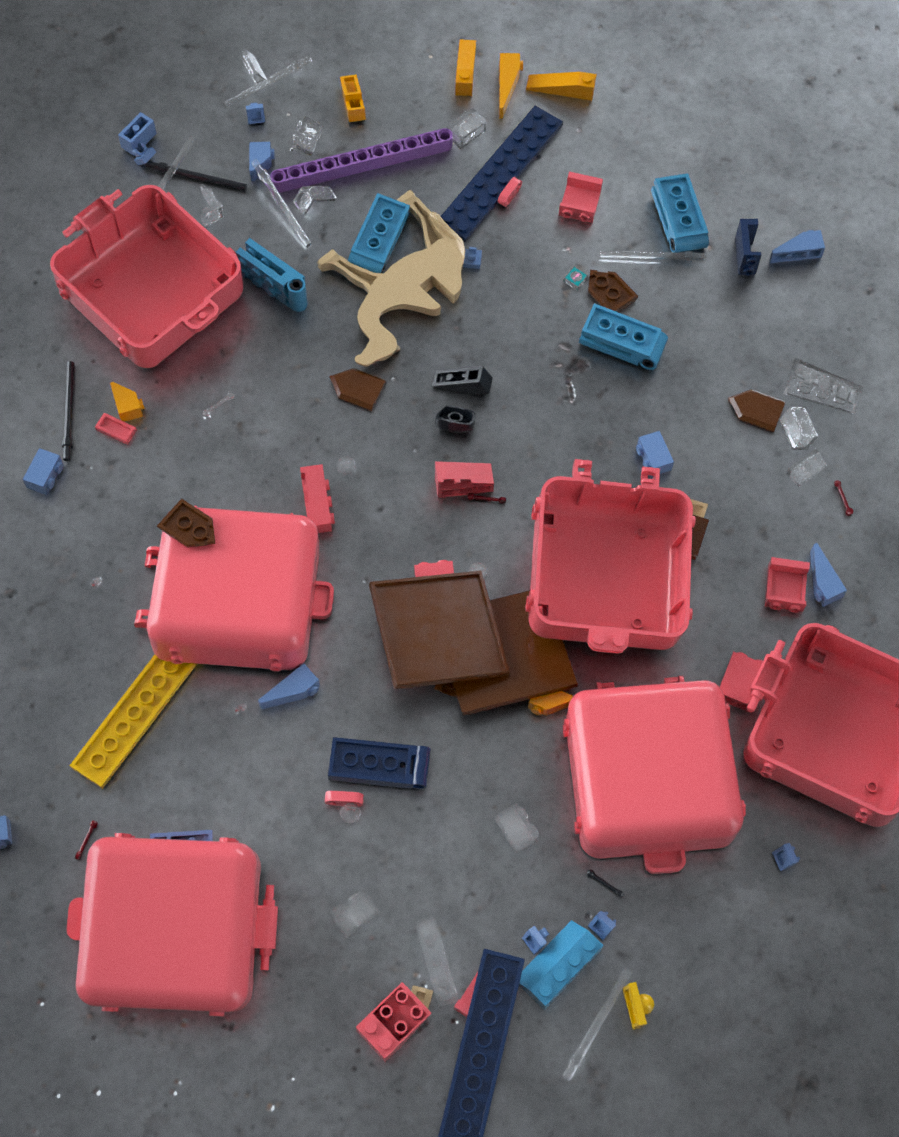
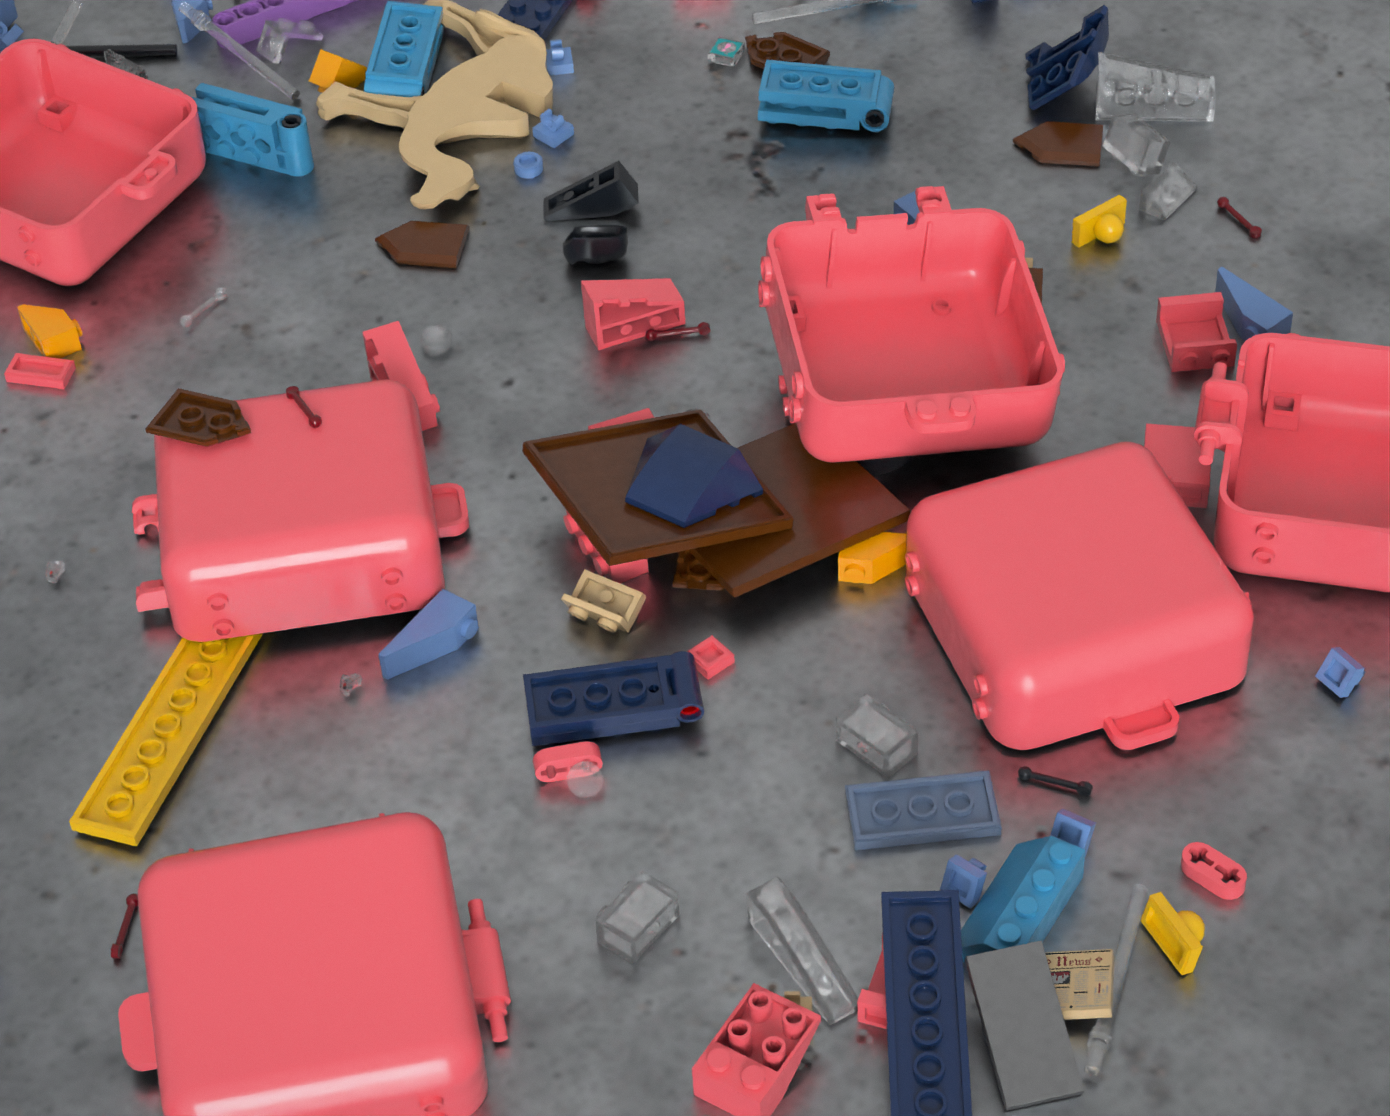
camera: 10 degrees left, 20 degrees down
(246, 517) = (293, 393): none -> dark red hinge
(337, 237) = (336, 68): none -> light orange slope
(395, 700) = (605, 601): none -> tan bracket
(433, 340) = (528, 165): none -> medium blue tile
(441, 744) = (711, 657): none -> coral tile
(454, 316) = (552, 129): none -> medium blue tile
(456, 631) = (689, 476): none -> dark blue wedge
(527, 883) = (922, 810): none -> sand blue tile
(537, 1045) = (1023, 1025): none -> flat silver tile
(572, 1023) = (1083, 982): none -> tan tile
(667, 971) = (1213, 871): none -> coral beam
(759, 483) = (1101, 222): none -> yellow tile
(775, 352) = (1068, 63): none -> dark blue wedge

